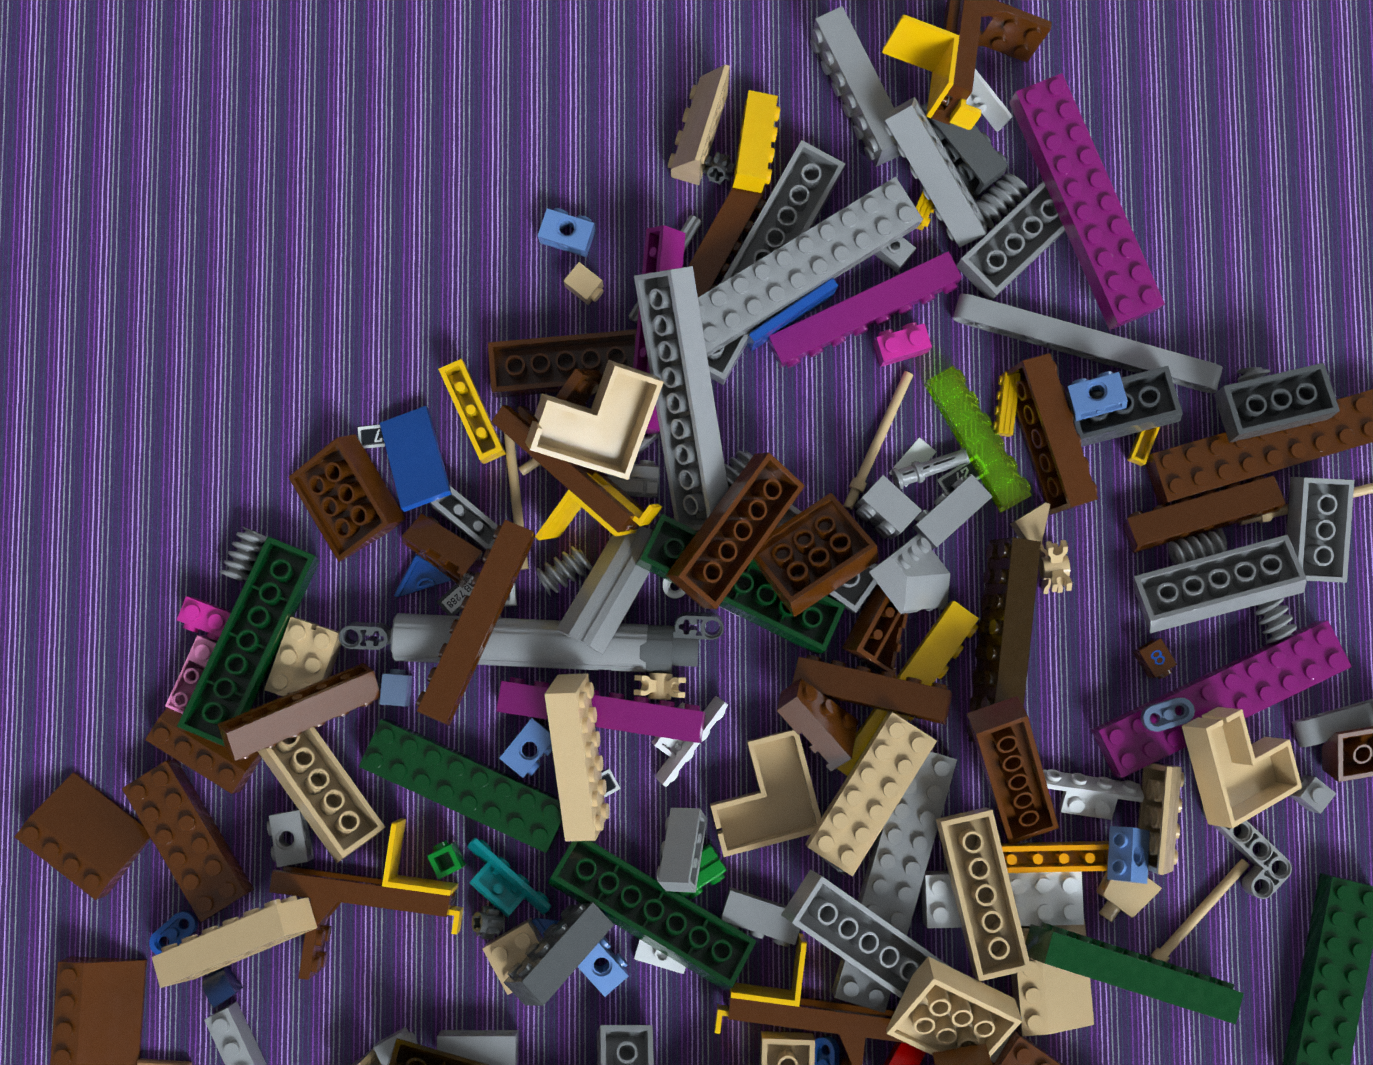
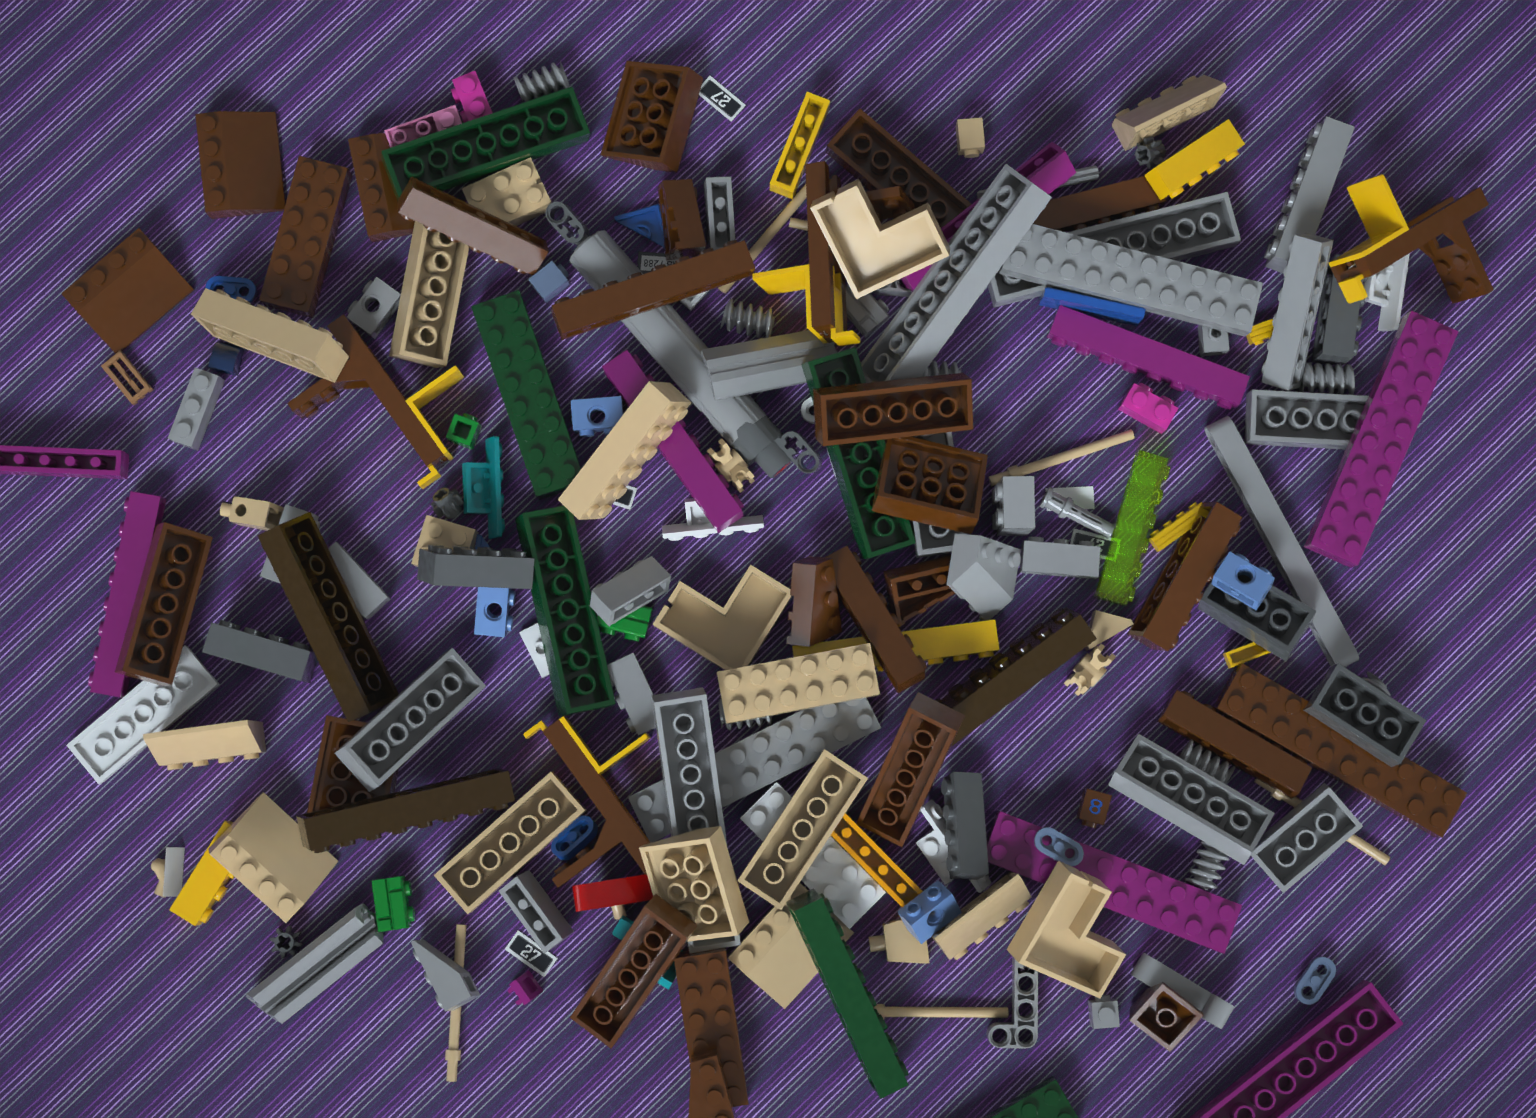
camera: 45 degrees right, 0 degrees up
(415, 458) = (726, 137): blue tile -> none
(577, 242) = (996, 102): medium blue brick -> none
(1086, 766) = (965, 826): none -> dark grey brick

